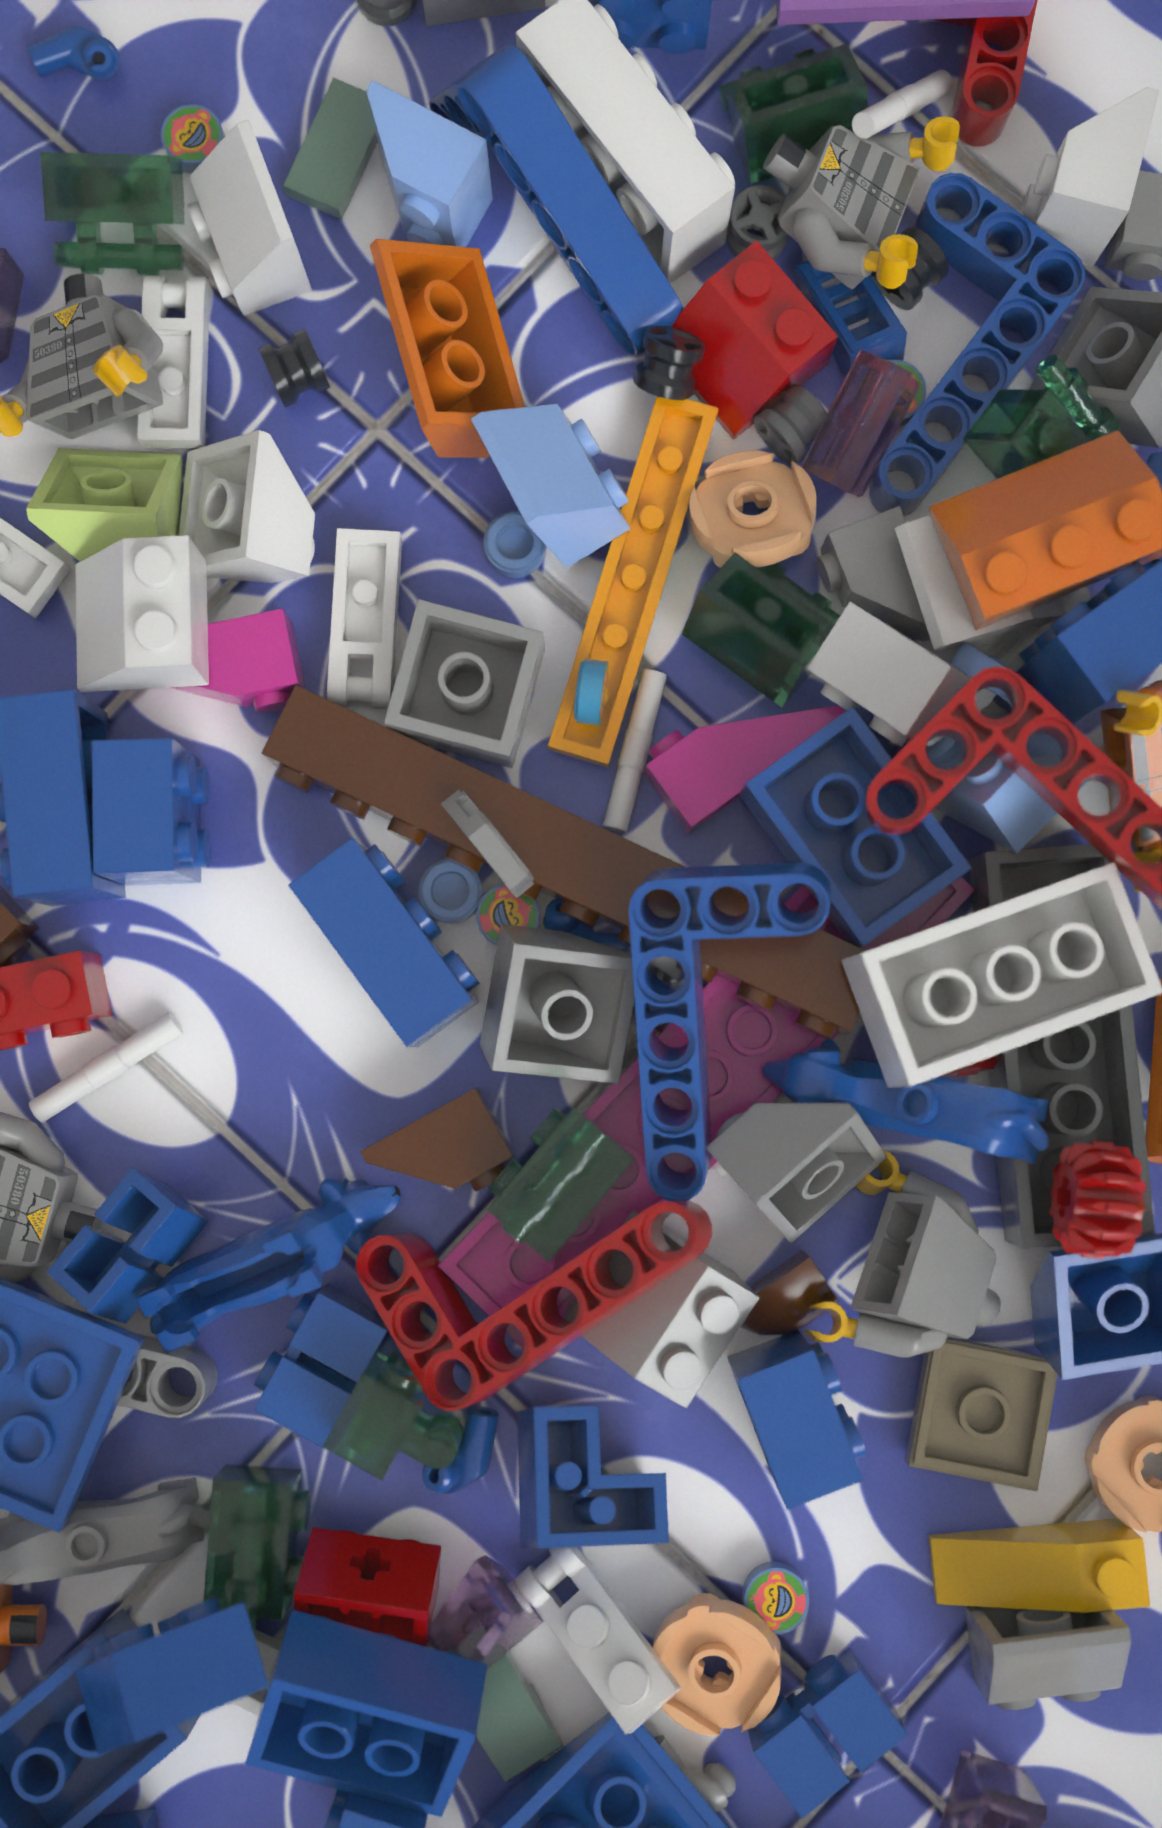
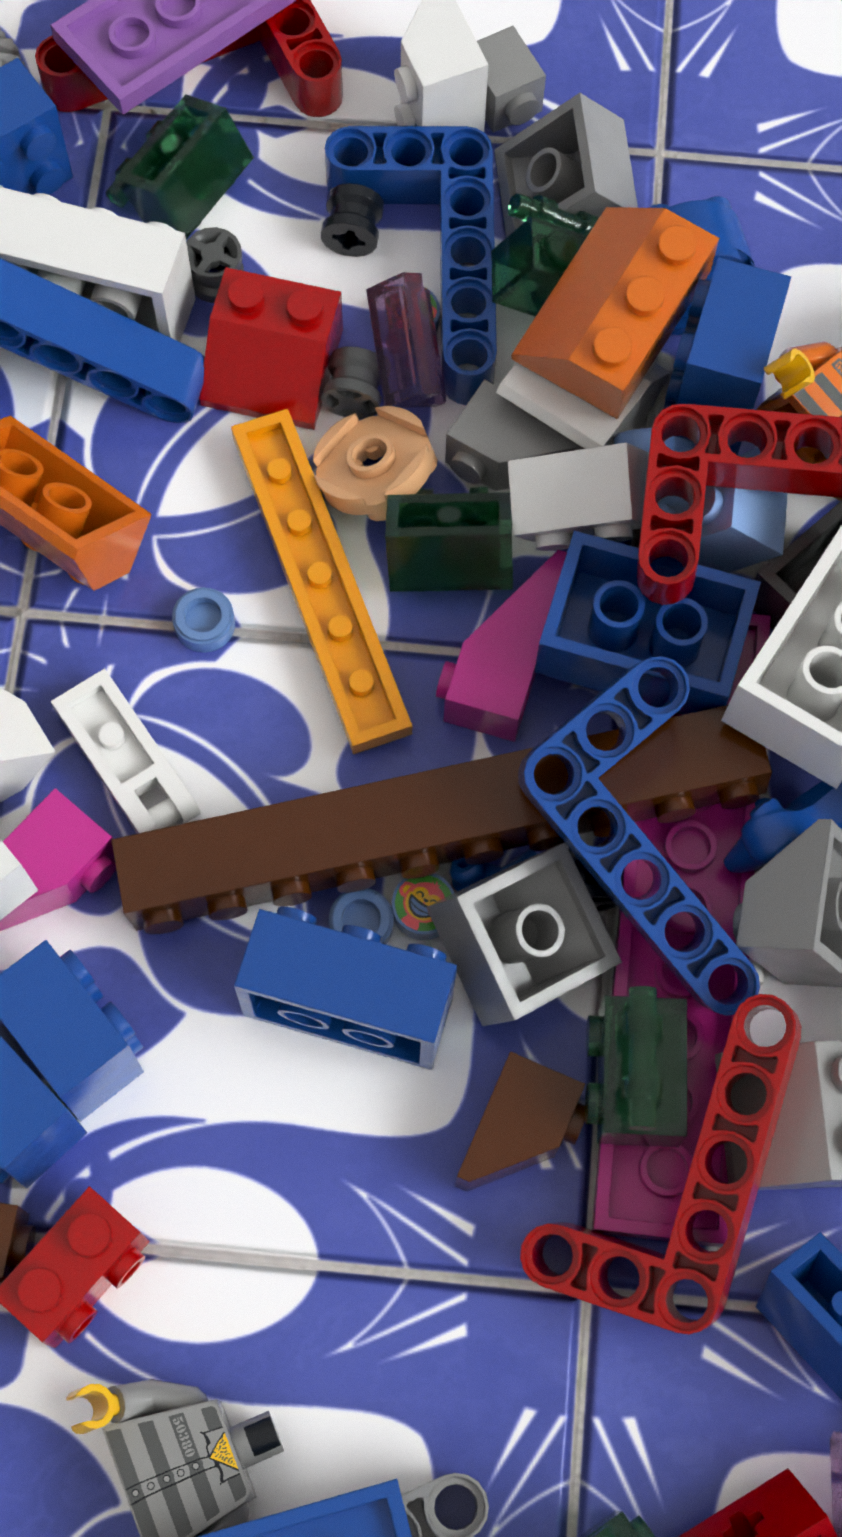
camera: 40 degrees left, 15 degrees down
(105, 1067) = (178, 1287): white piece -> none
(111, 1273) = (331, 1384): blue piece -> none
(267, 1262) = (448, 1338): blue animal -> none
(322, 1365) = (555, 1355): blue piece -> none
(387, 1418) = (653, 1384): clear green brick -> none
(465, 683) = (252, 738): light grey brick -> none
(472, 1456) = (746, 1381): blue arm -> none
(489, 843) = (374, 837): light grey tile -> none
(555, 478) = (204, 538): light blue slope -> none
(591, 691) = (358, 673): dark azure tile -> none
(634, 750) = (420, 700): white piece -> none
(669, 362) = (224, 400): black wheel -> none
(853, 195) = (273, 194): torso -> none
(880, 336) = (342, 264): blue slope -> none
(901, 104) = (257, 111): white piece -> none

